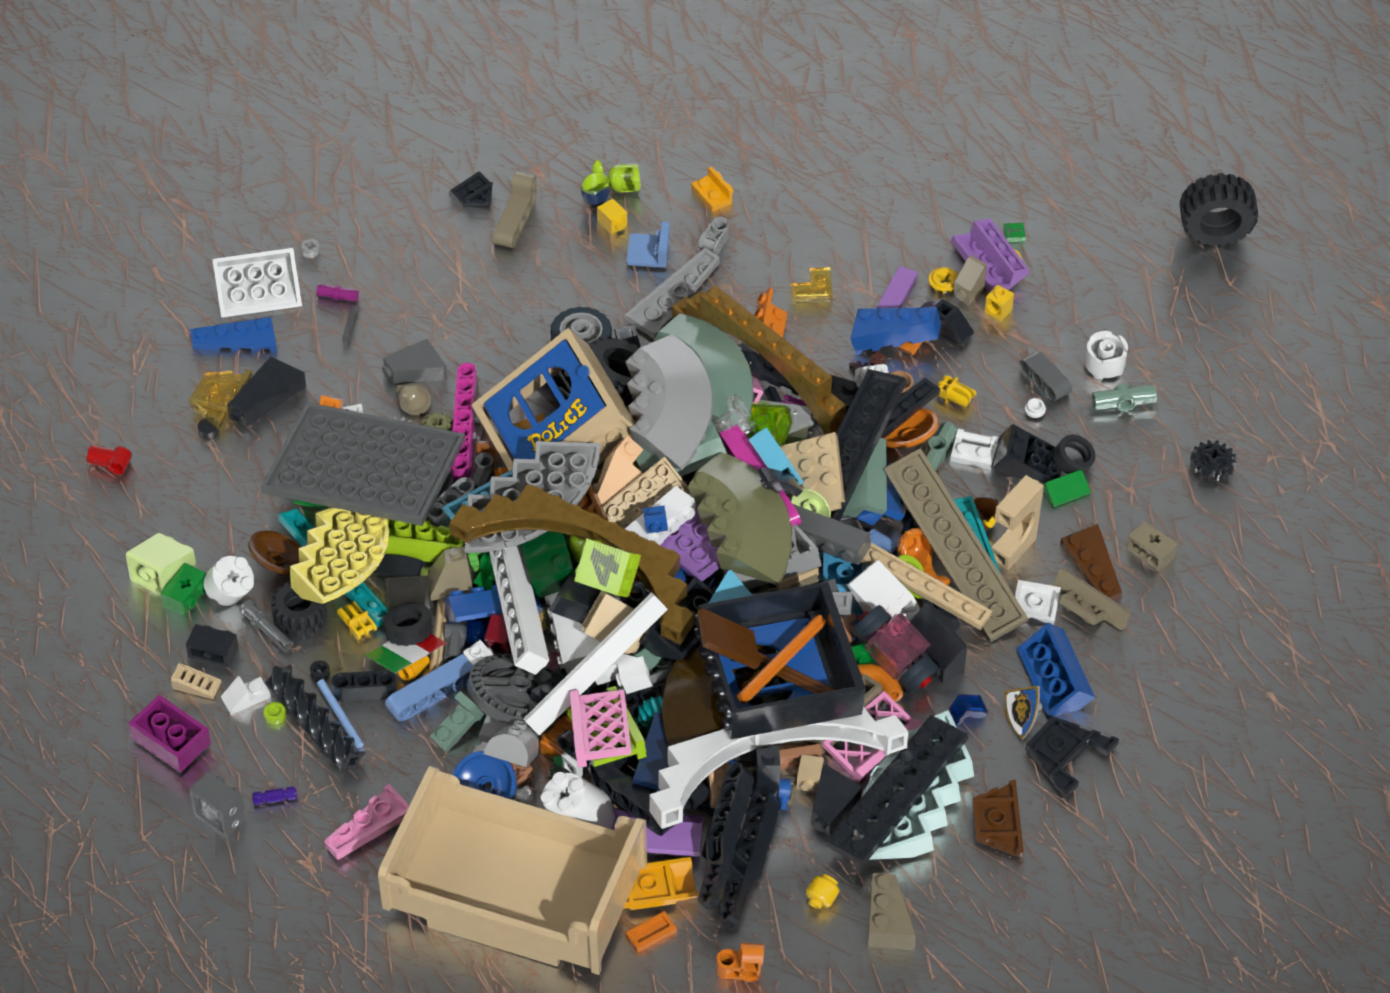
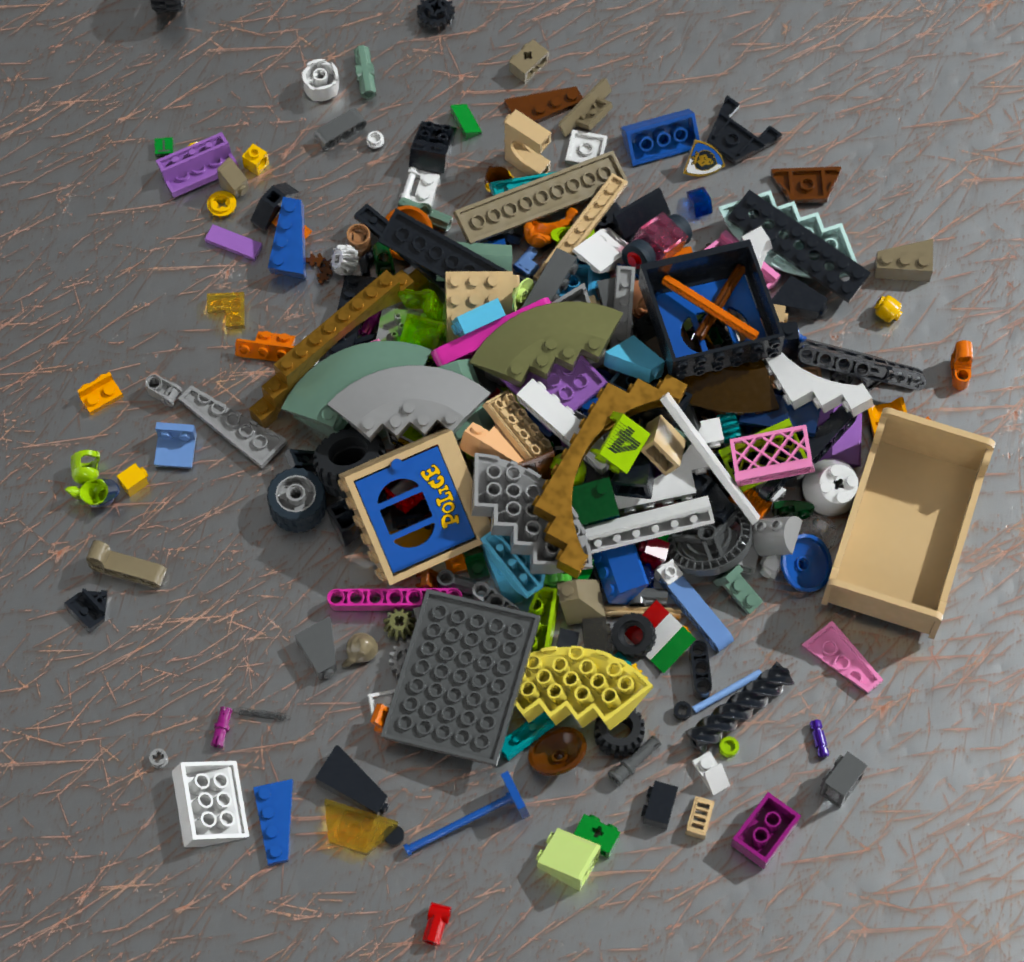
camera: 90 degrees left, 15 degrees up
(229, 580) = (593, 792): white brick -> none
(231, 513) = (511, 797): none -> blue tile
(655, 519) = (559, 407): blue bracket -> none
(728, 638) = (703, 341): reddish brown tile -> none
(737, 415) = (430, 347): clear tile -> none
(779, 481) = (514, 309): black slope -> none
(803, 428) = (423, 300): none -> clear neon green bracket
(955, 391) = (357, 197): yellow arm -> none
(1078, 443) = (429, 118): black tyre -> none

